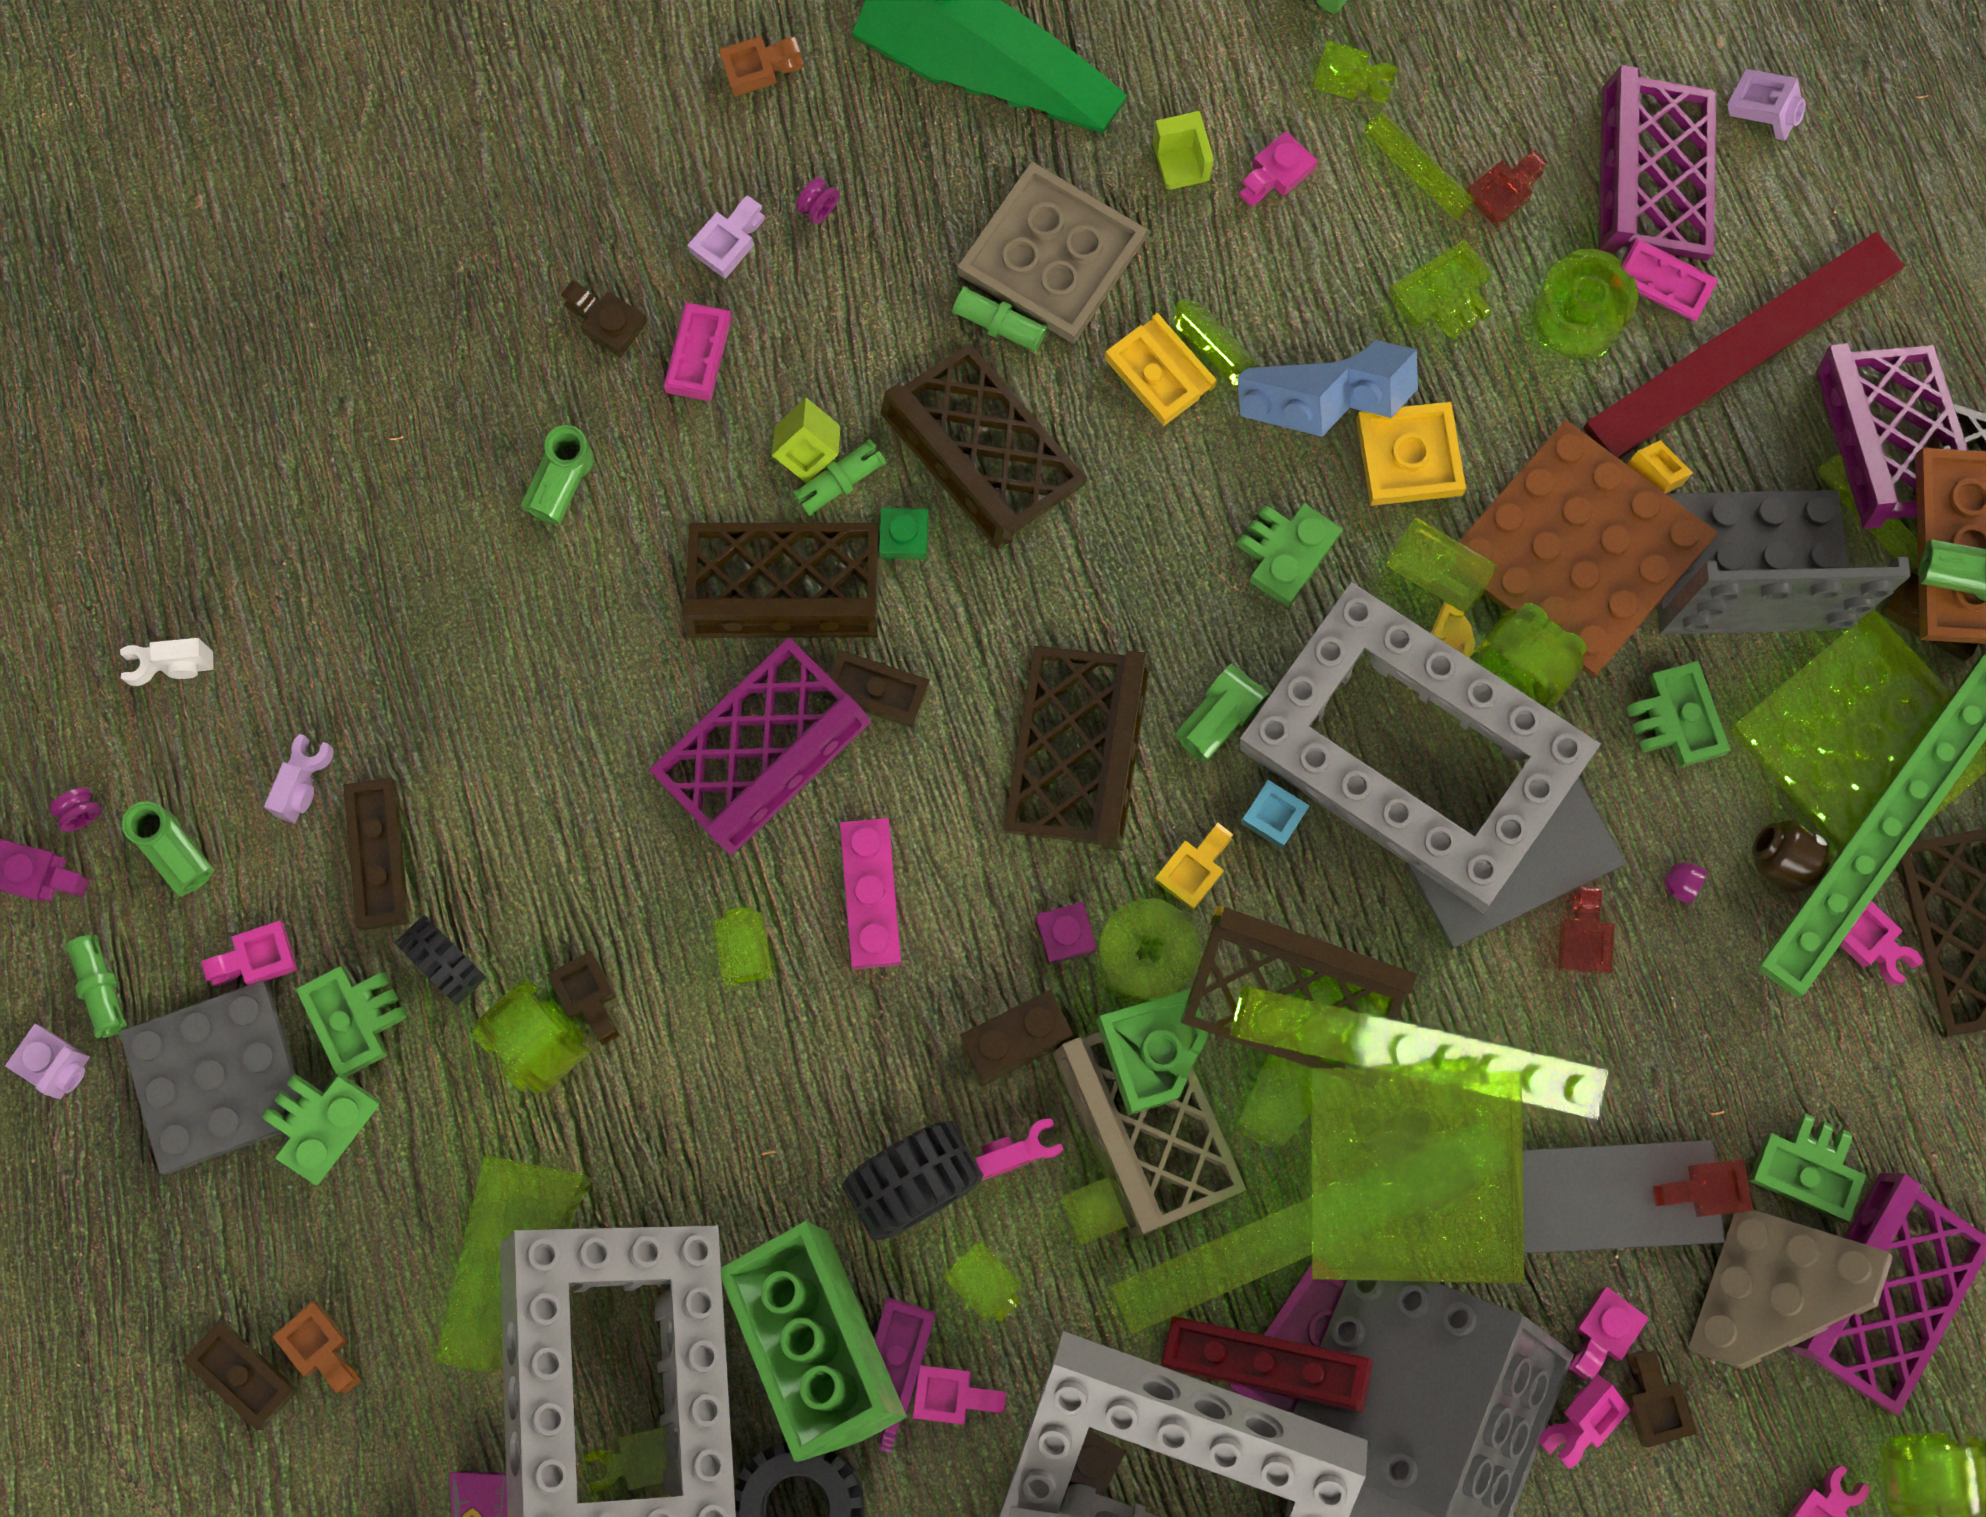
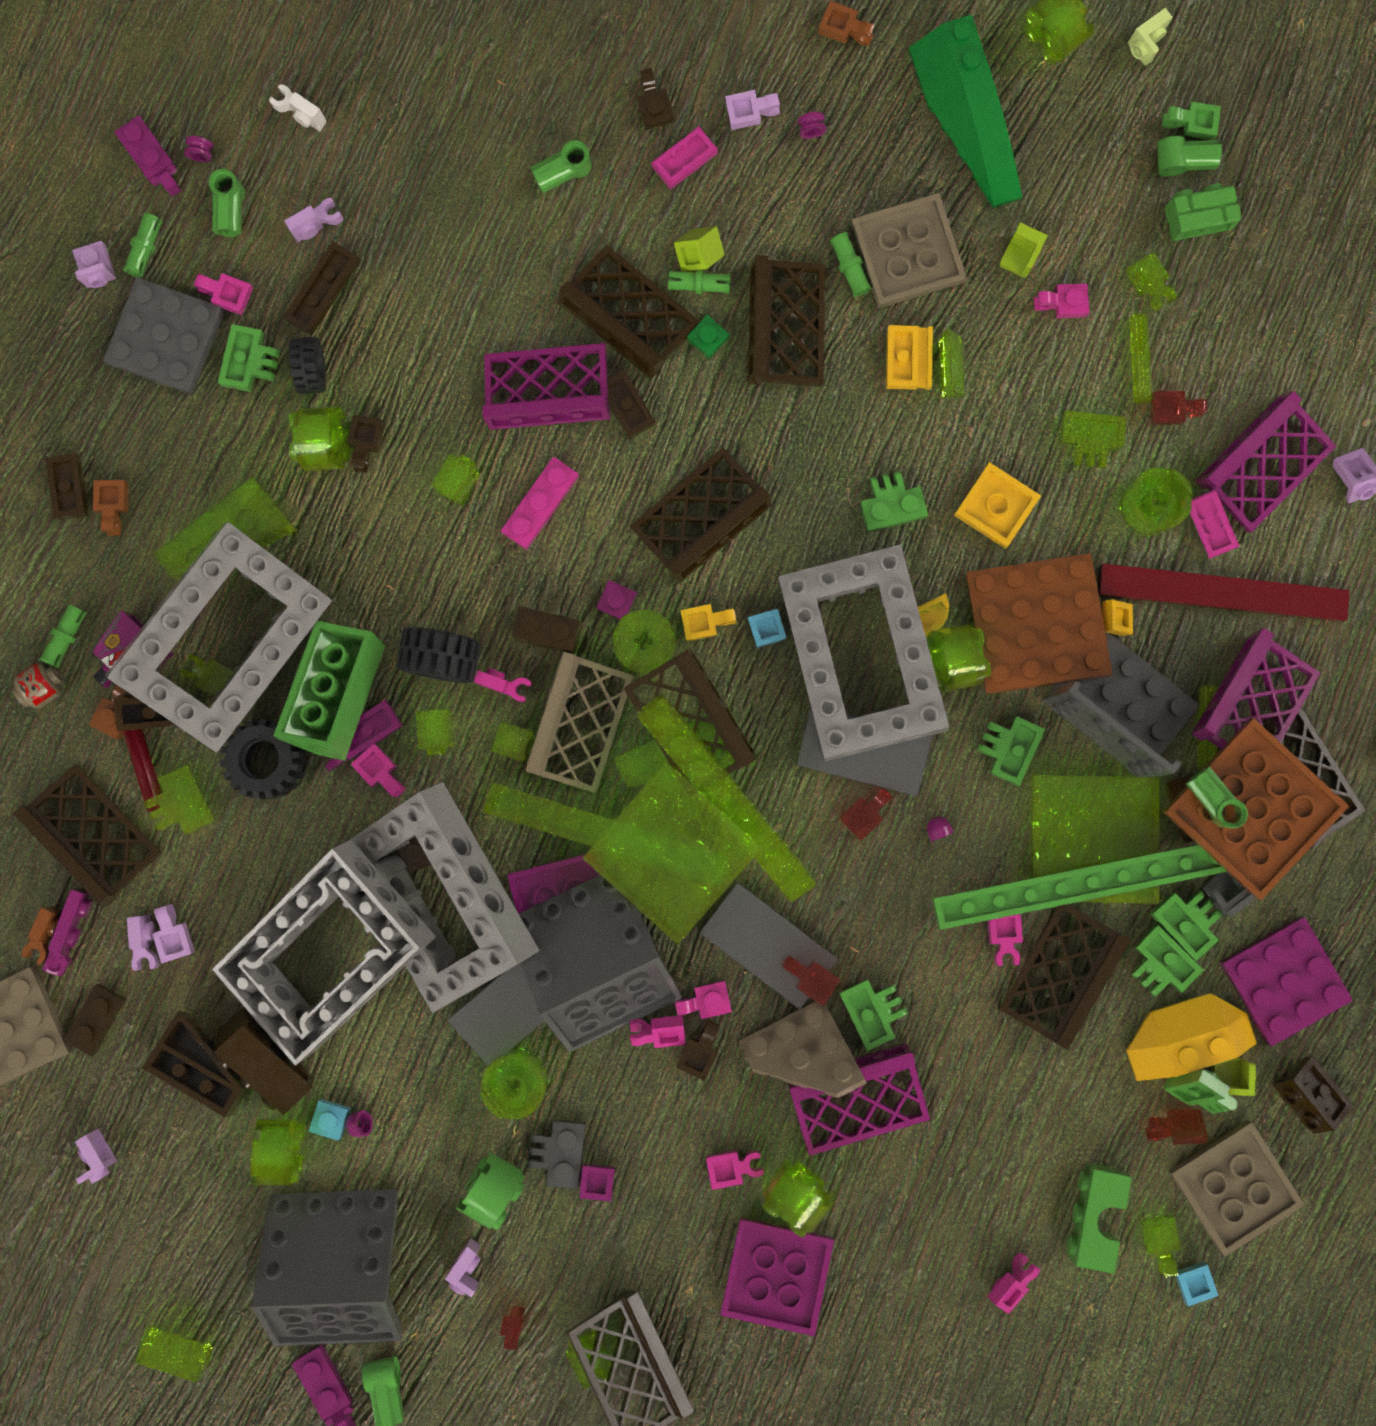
camera: 45 degrees right, 10 degrees up
(319, 1123) = (191, 397): bright green hinge -> none
(1151, 1050) = (601, 690): bright green plate -> none
(1228, 703) = (789, 556): bright green piece -> none
(1267, 1364) = (531, 879): dark red tile -> none
(1317, 395) = (975, 436): medium blue arch -> none
(1441, 565) = (959, 574): clear neon green slope -> none
(1790, 855) = (1002, 860): dark brown head -> none

